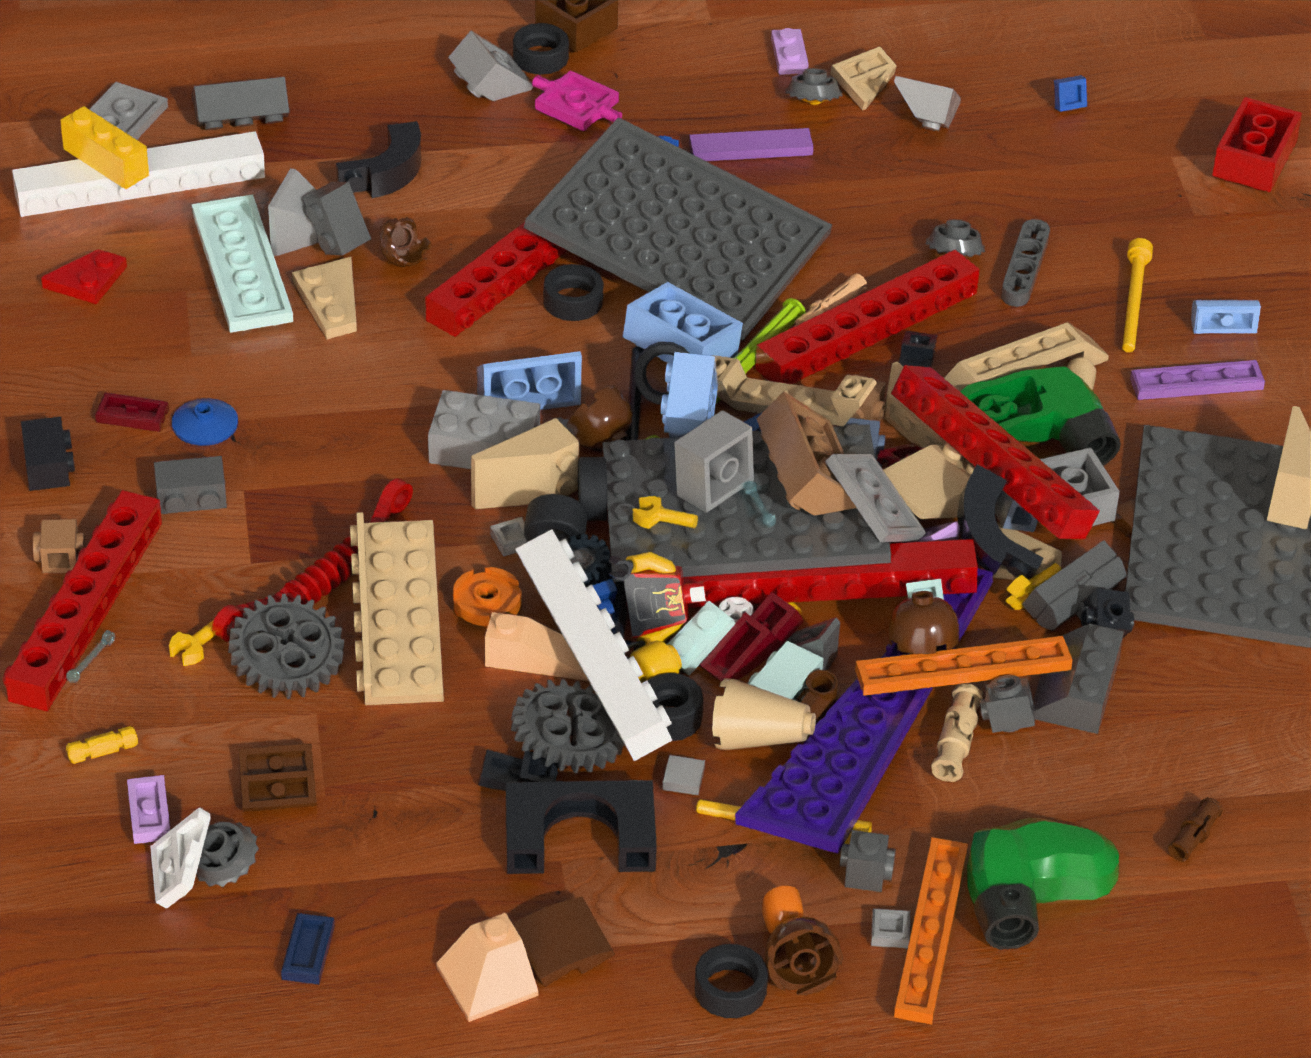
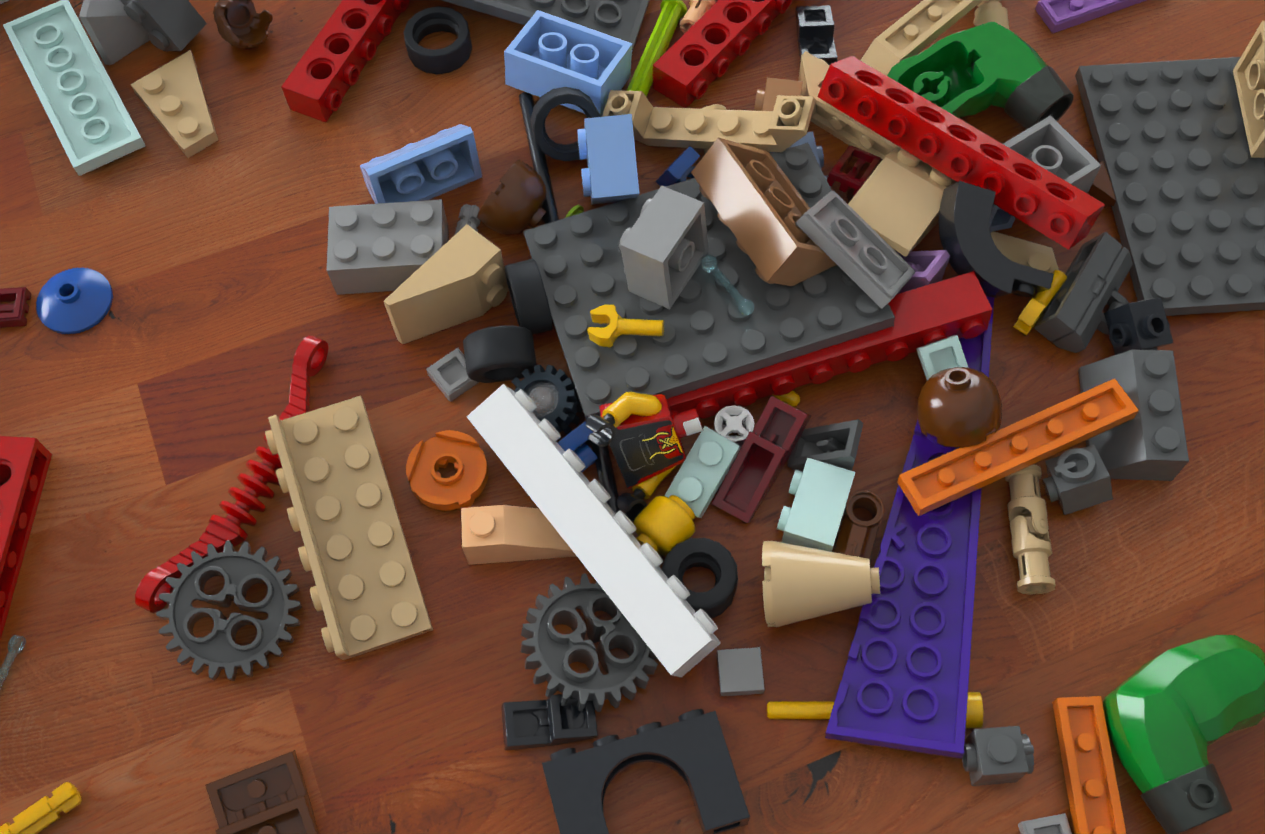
camera: 10 degrees left, 20 degrees up
(190, 484) = (70, 399): dark grey brick -> none
(191, 644) = (122, 624): yellow bar -> none

